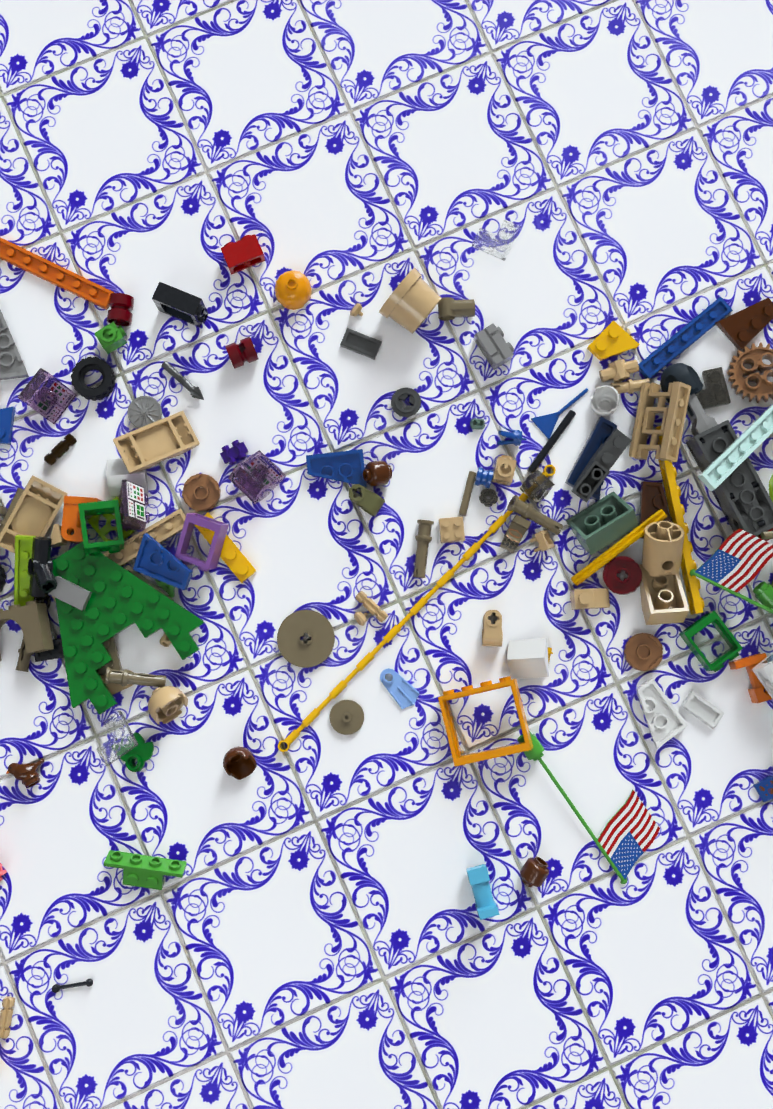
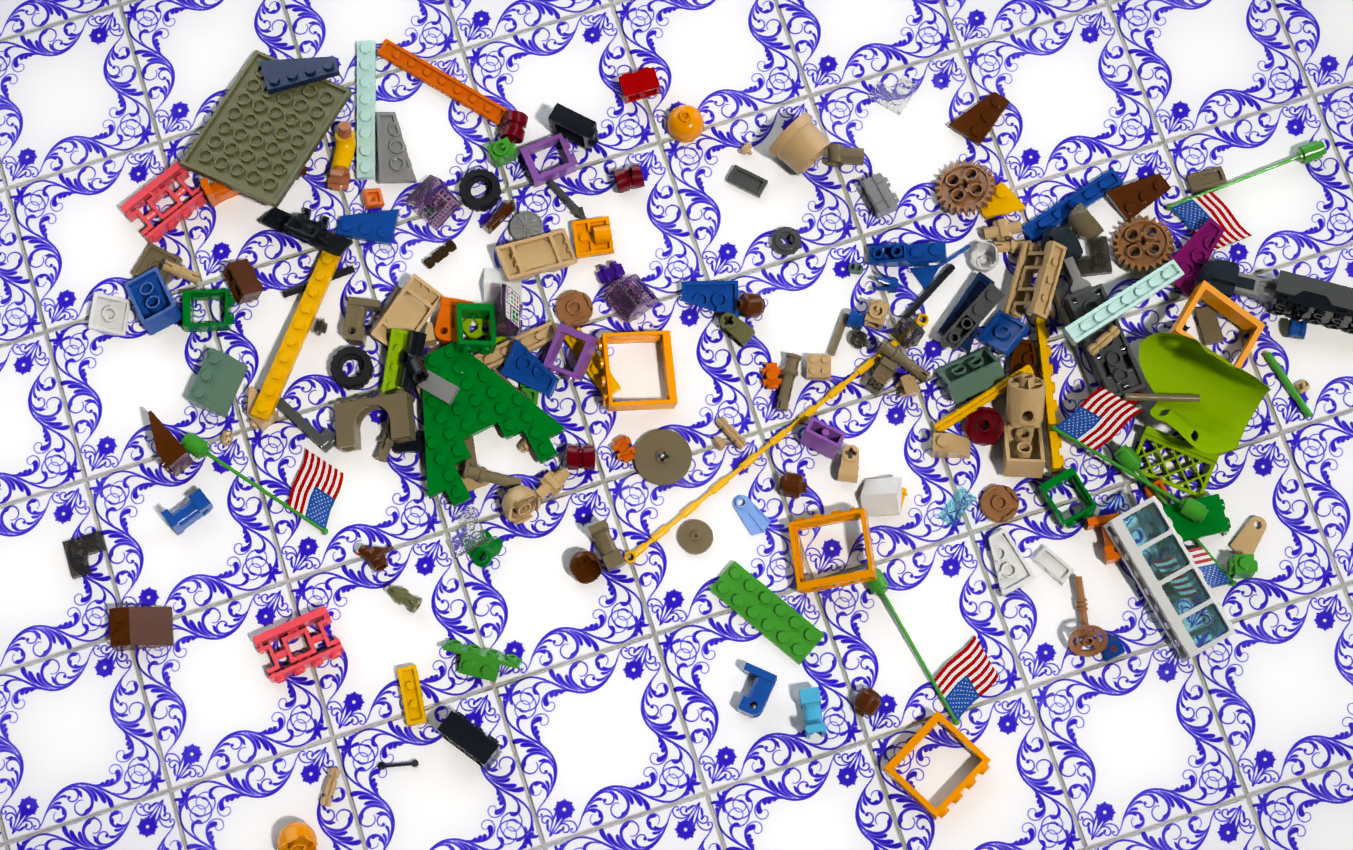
camera: 15 degrees right, 10 degrees down
(60, 812) = (401, 595): none -> olive piece
(78, 914) = (412, 695): none -> yellow plate
(115, 404) = (498, 216): none -> slope
(140, 959) = (470, 739): none -> black brick
(169, 353) = (555, 173): none -> medium lavender window
(197, 678) = (552, 483): none -> tan axle
(212, 417) = (592, 237): none -> light orange plate
(224, 648) = (581, 457): none -> dark red wheel
(259, 739) = (611, 556): none -> dark tan piece
(268, 636) = (626, 452): none -> orange piece
(301, 545) = (667, 364): none -> light orange window
(405, 540) = (771, 373): none -> orange piece
(425, 788) = (767, 613): none -> bright green plate
(426, 874) = (759, 691): none -> blue piece
(438, 656) = (792, 485): none -> reddish brown head
(463, 604) = (822, 438): none -> medium lavender brick
(528, 406) = (907, 255): none -> blue slope
(572, 317) = (965, 188): none -> medium nougat gear
(582, 913) = (956, 795): none -> light orange window
(585, 257) = (980, 119): none -> reddish brown wing
(603, 659) = (957, 507): none -> clear light blue slope
(630, 477) = (1003, 333): none -> blue tile
(699, 356) = (1083, 223): none -> dark tan cylinder
(736, 479) = (1103, 340): none -> tan axle
(749, 789) = (1086, 634): none -> medium nougat dish

